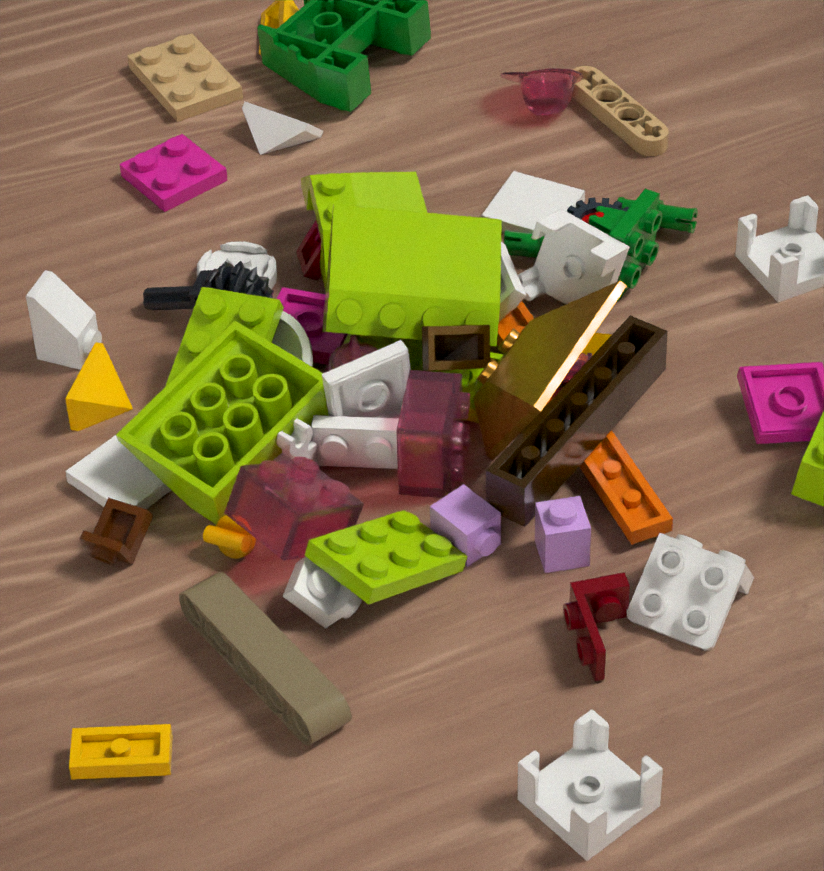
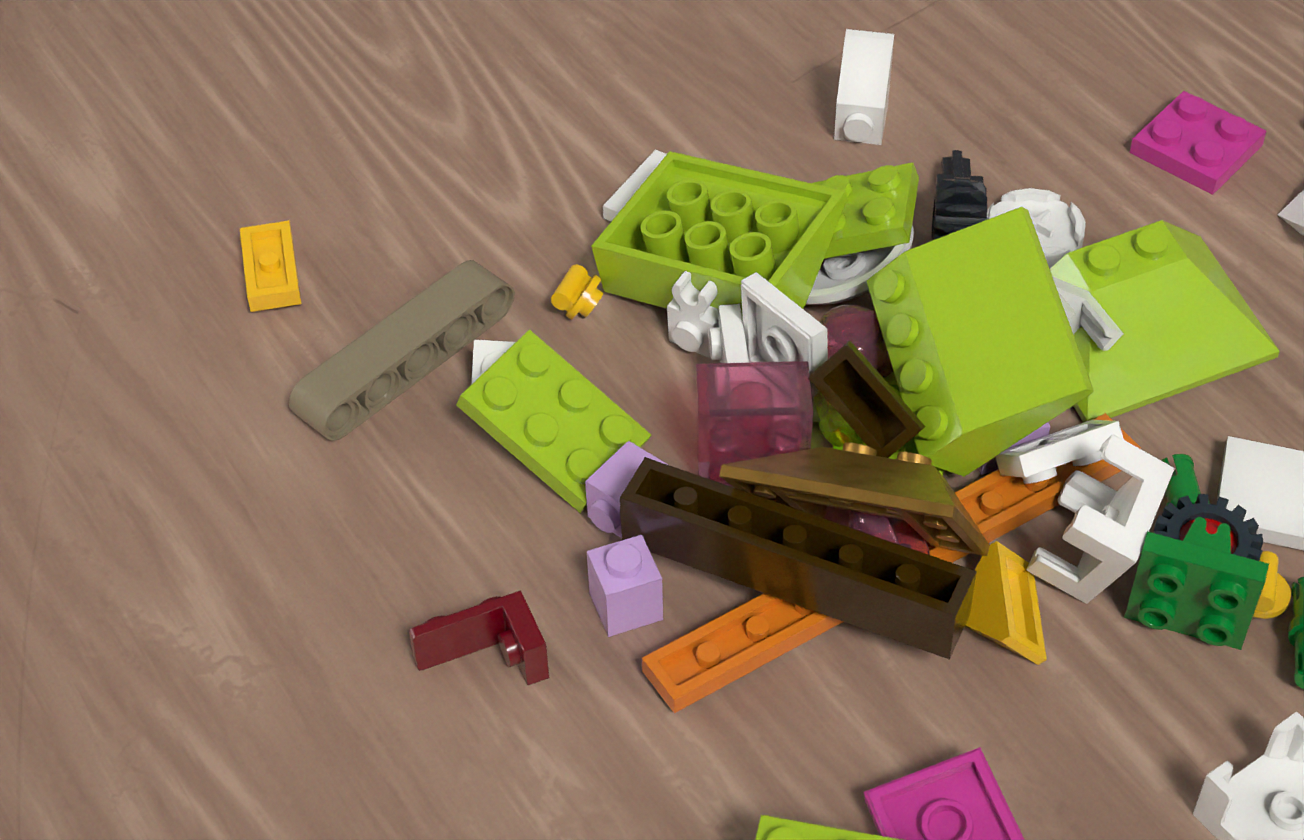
camera: 80 degrees right, 5 degrees up
(96, 392) = (785, 144): yellow slope -> none
(118, 532) = (563, 206): reddish brown bracket -> none
(290, 504) = (604, 318): clear pink brick -> none
(589, 791) = (229, 662): white panel -> none
(688, 590) = (565, 729): white bracket -> none

